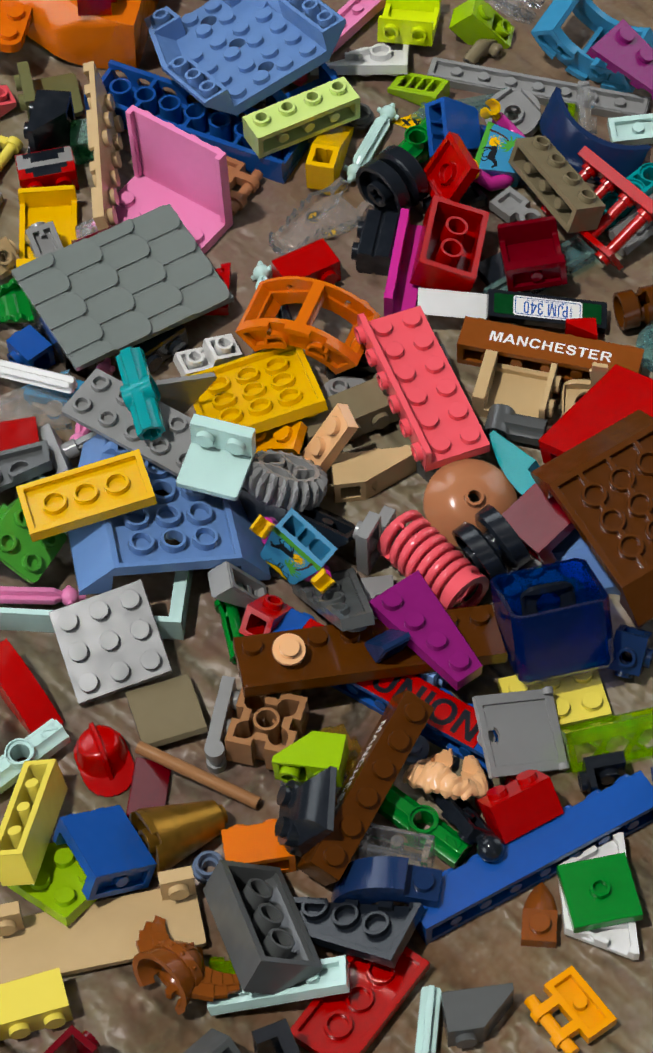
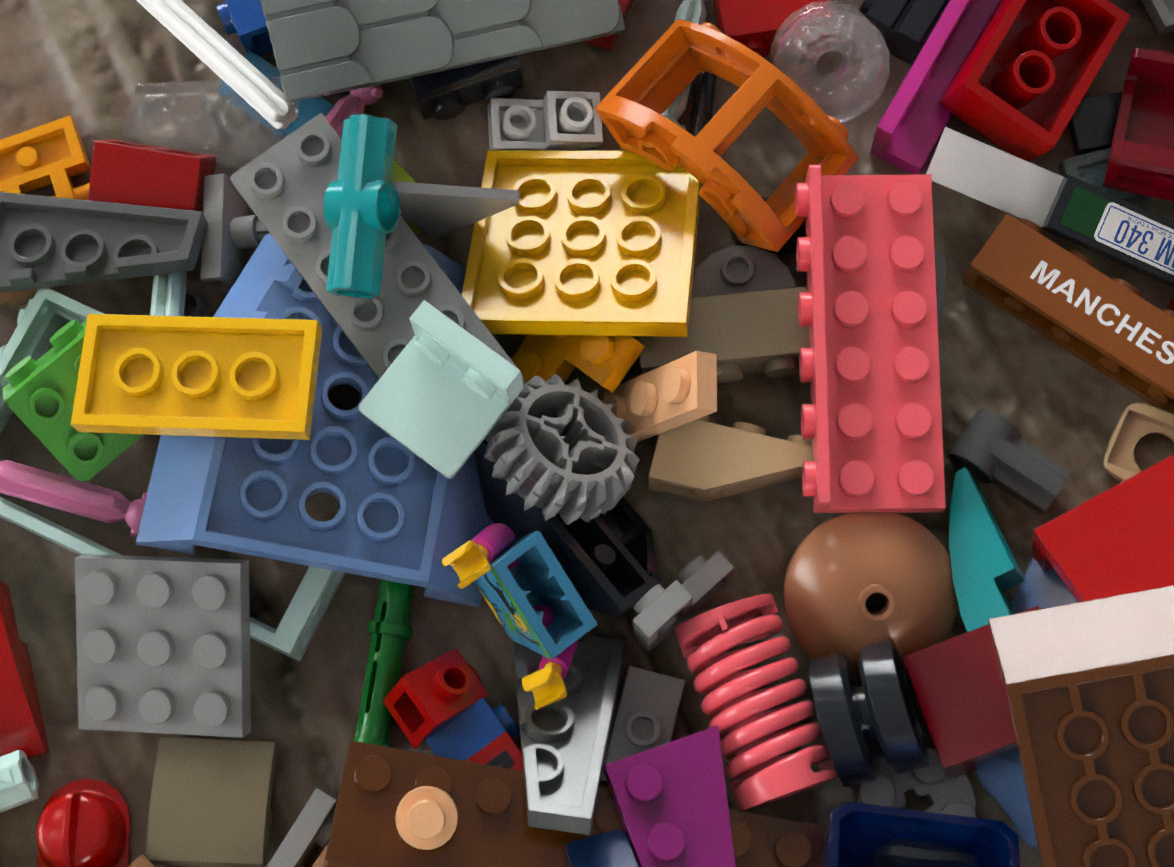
camera: 25 degrees right, 20 degrees up
(234, 585) = (409, 619): light grey slope -> none
(357, 264) = (840, 28): none -> clear wheel
(520, 388) = (1041, 386): tan panel -> none

